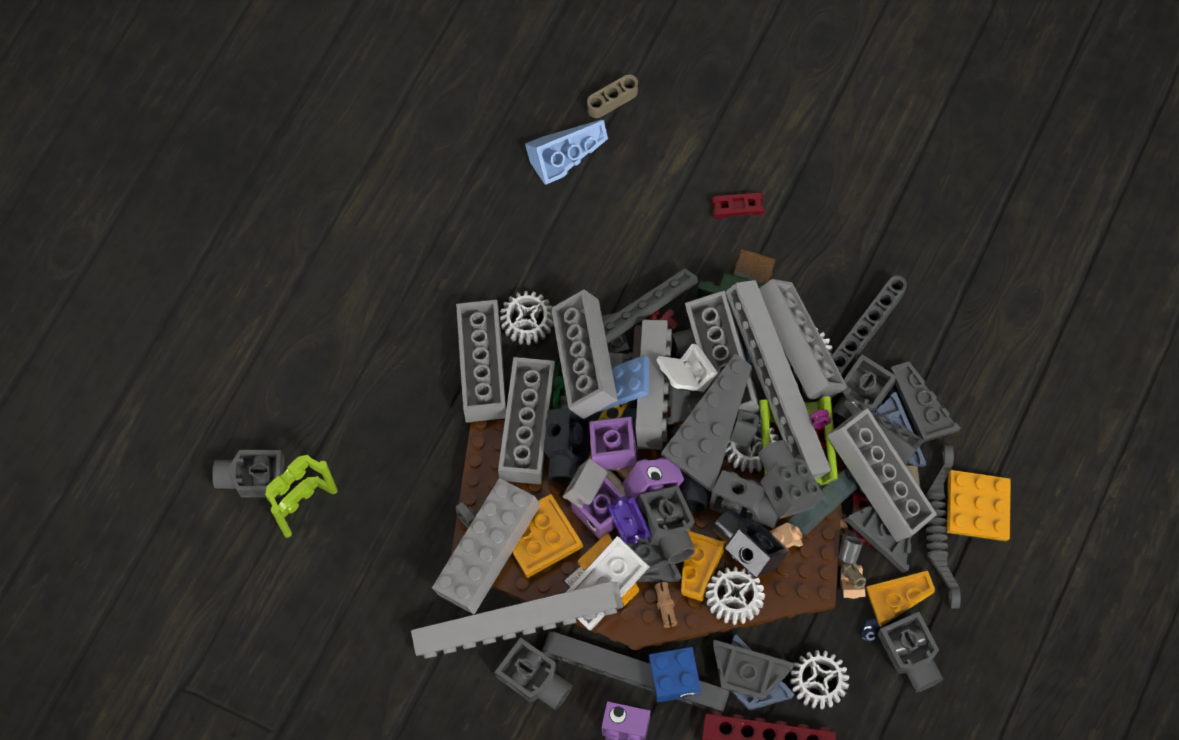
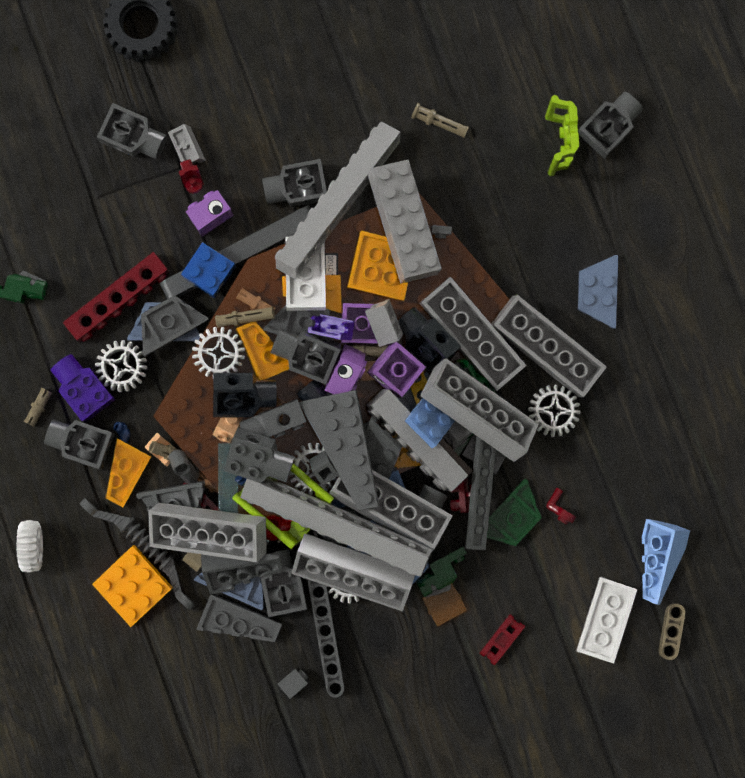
camera: 135 degrees right, 15 degrees up
(374, 621) = (429, 119): none -> dark tan pin
(398, 369) = (599, 291): none -> sand blue wing
(601, 242) = (564, 516): none -> dark red plate
(635, 275) = (514, 516): none -> dark green wing
(649, 147) = (606, 620): none -> white plate
(689, 372) = (398, 465): white bracket -> none
(706, 616) = (237, 318): none -> dark tan pin
(820, 418) = (280, 524): magenta bush -> none
(869, 693) = (81, 388): none -> dark purple brick
(919, 717) = (38, 407): none -> dark tan pin
(924, 320) = (293, 682): none -> dark grey brick
(1032, 610) = (29, 546): none -> white gear

